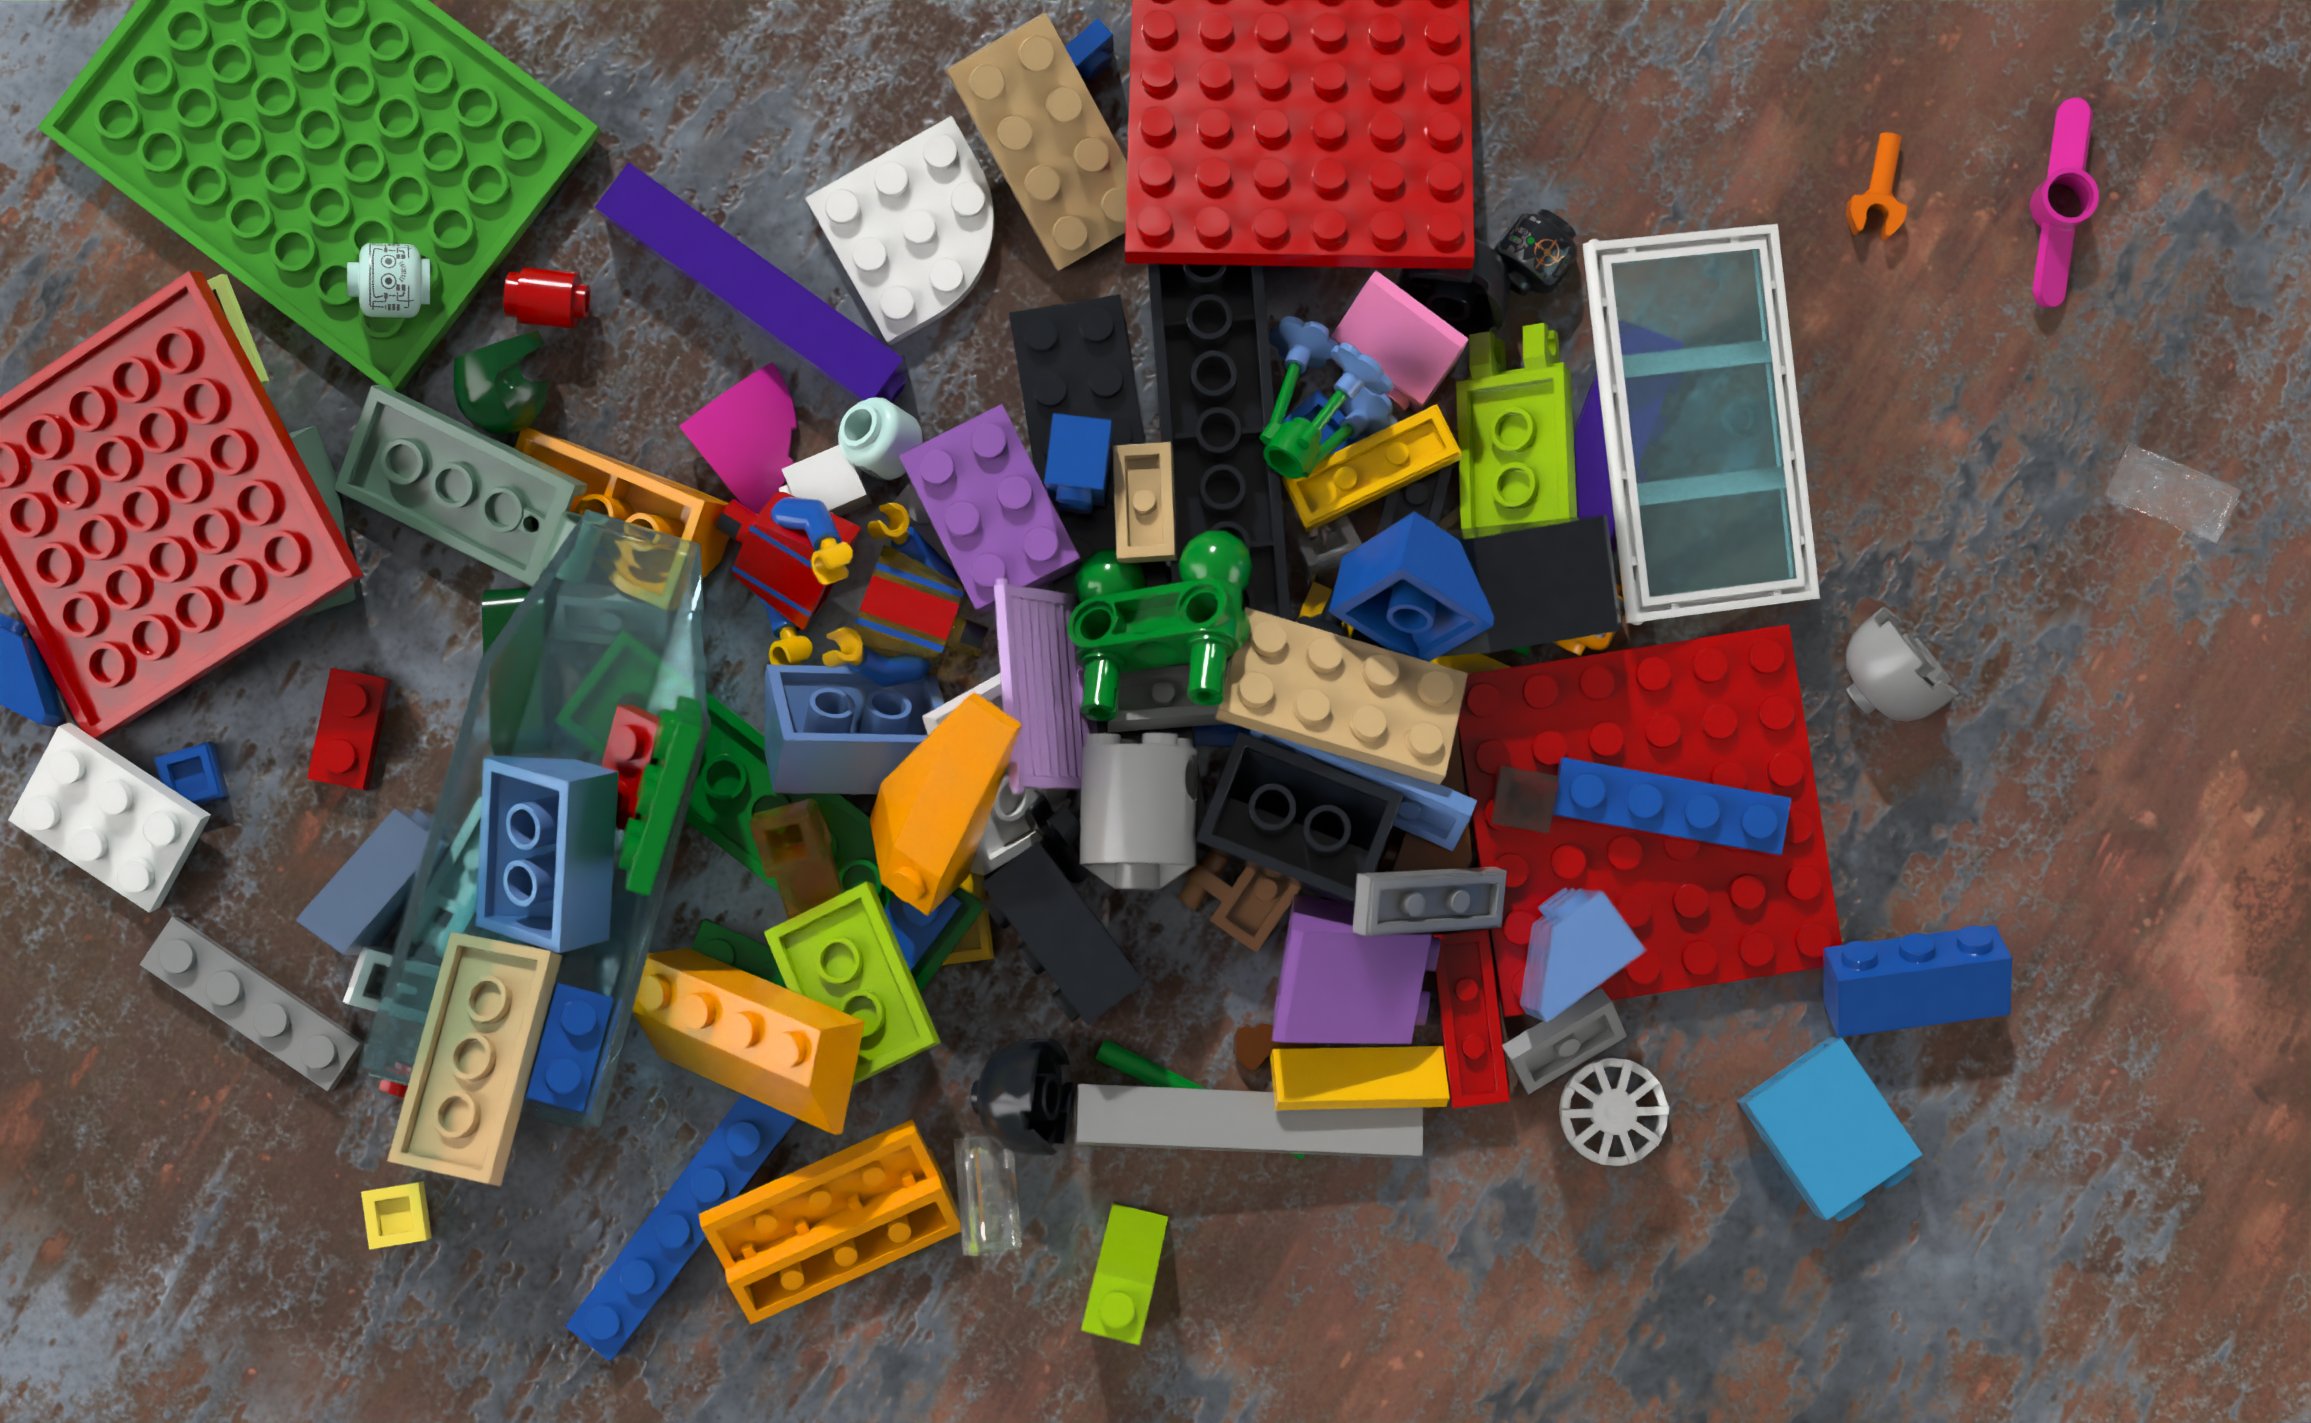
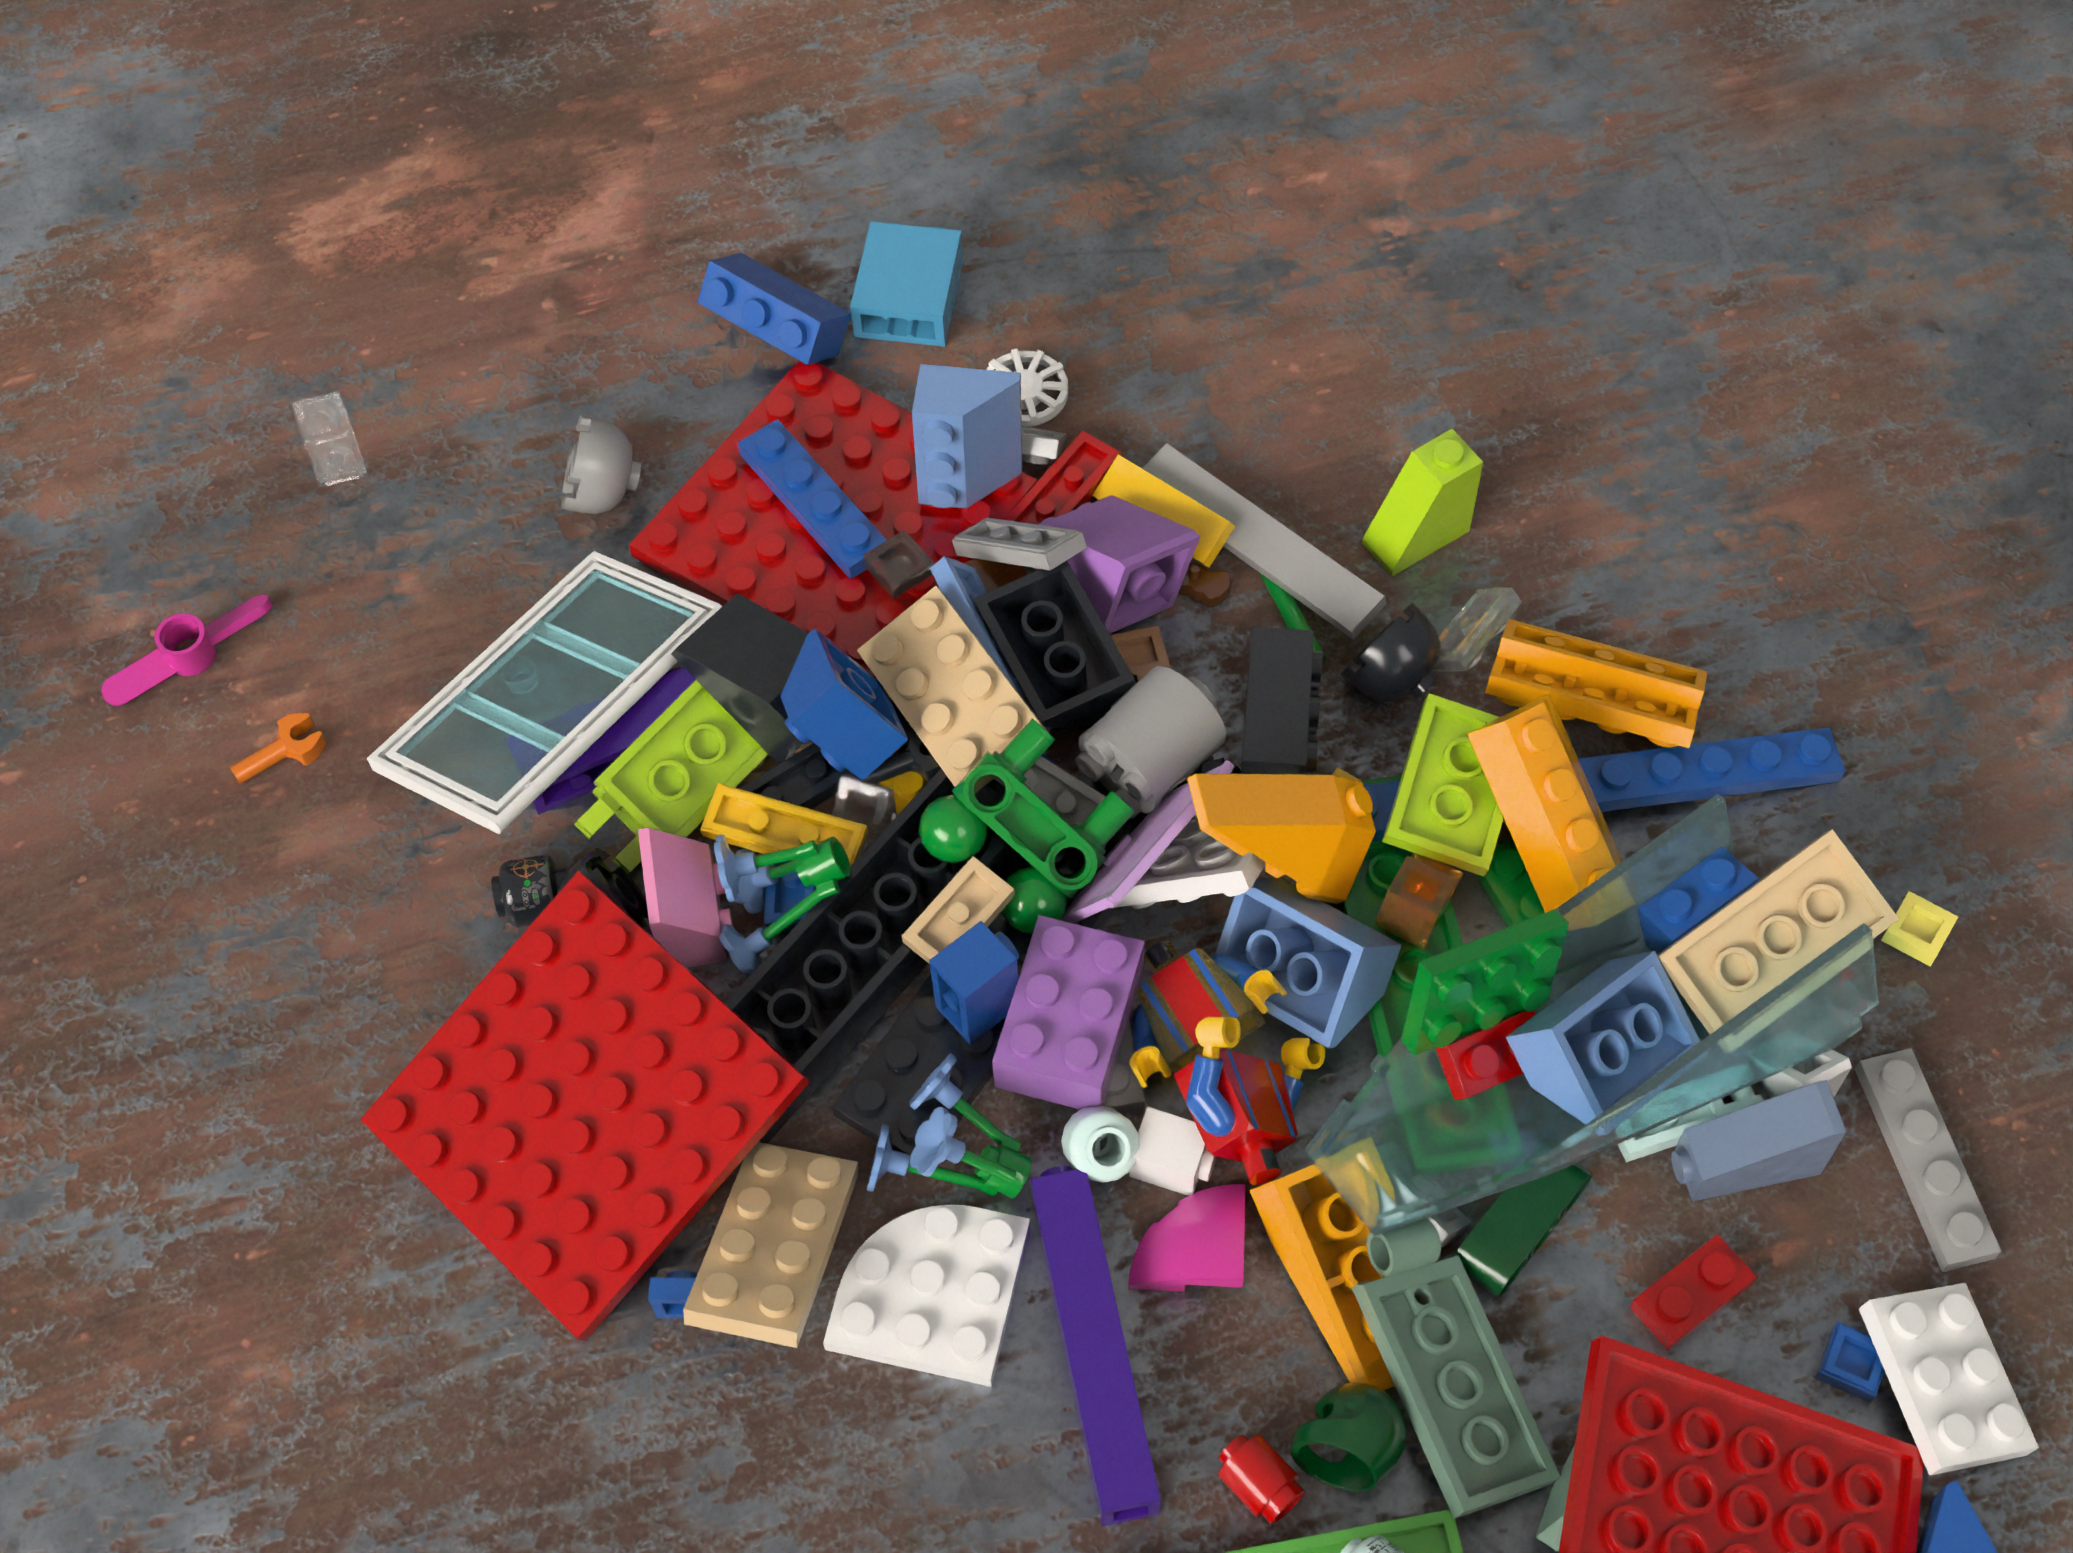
camera: 140 degrees left, 25 degrees down
(943, 353) = (998, 1168): none -> plant

